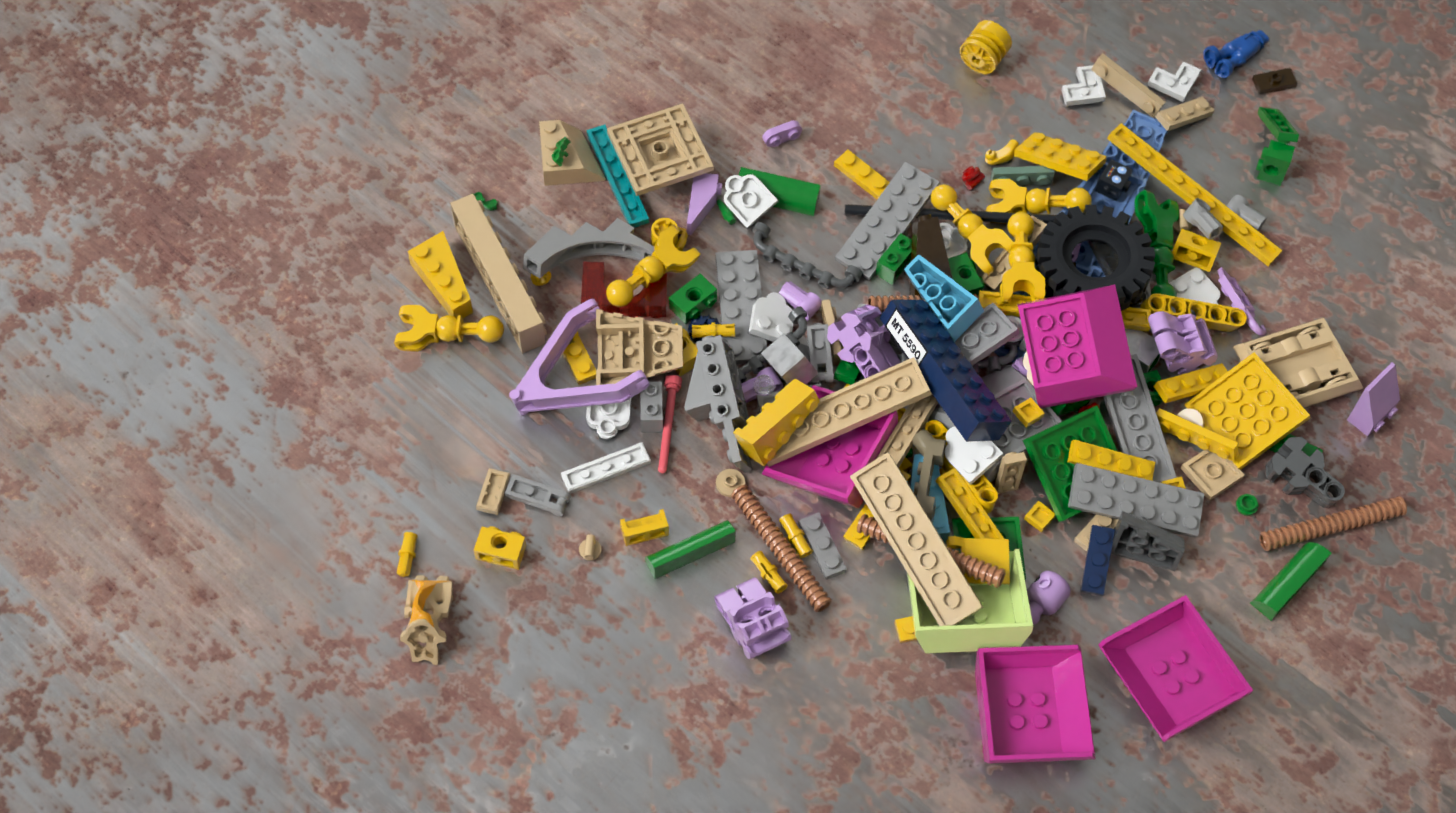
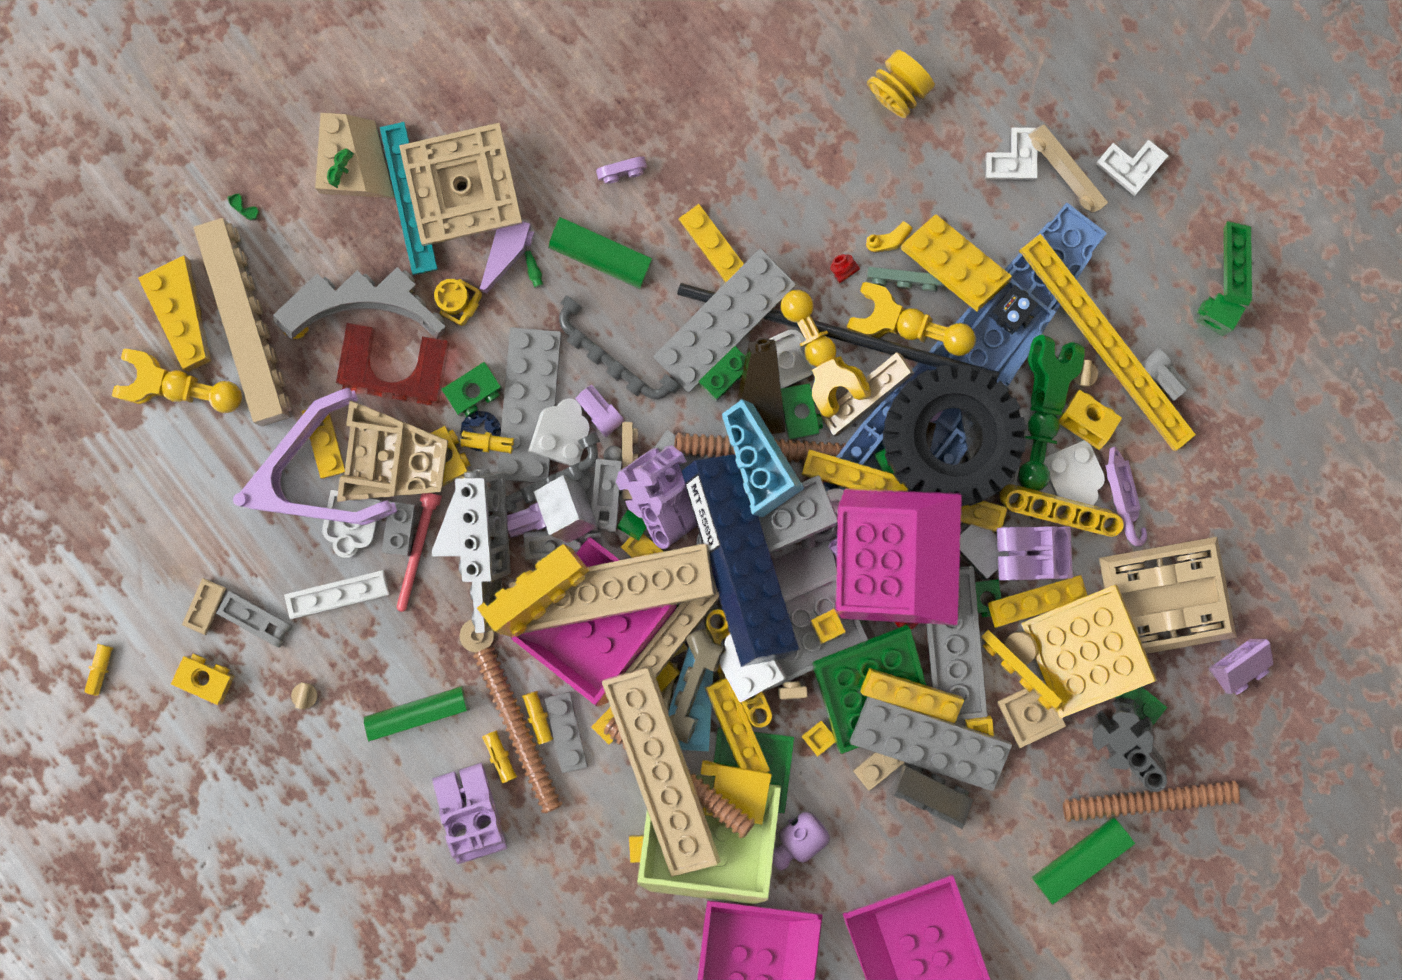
camera: 10 degrees right, 25 degrees up
(426, 615) = (103, 777): tan hips -> none
(644, 528) = (368, 678): yellow hinge -> none
(653, 267) = (424, 353): yellow piece -> none
(748, 198) = (561, 261): white plate -> none
(764, 385) = (532, 529): clear plate -> none
(1021, 260) = (867, 421): yellow piece -> none
(1097, 560) = (870, 804): dark blue plate -> none
(1185, 113) = (1130, 218): tan plate -> none
(1200, 216) = (1104, 378): light grey piece -> none
(1239, 50) = (1226, 132): blue piece -> none
(1247, 504) = (1060, 760): green plate -> none
(1274, 81) = (1258, 182): dark brown plate -> none

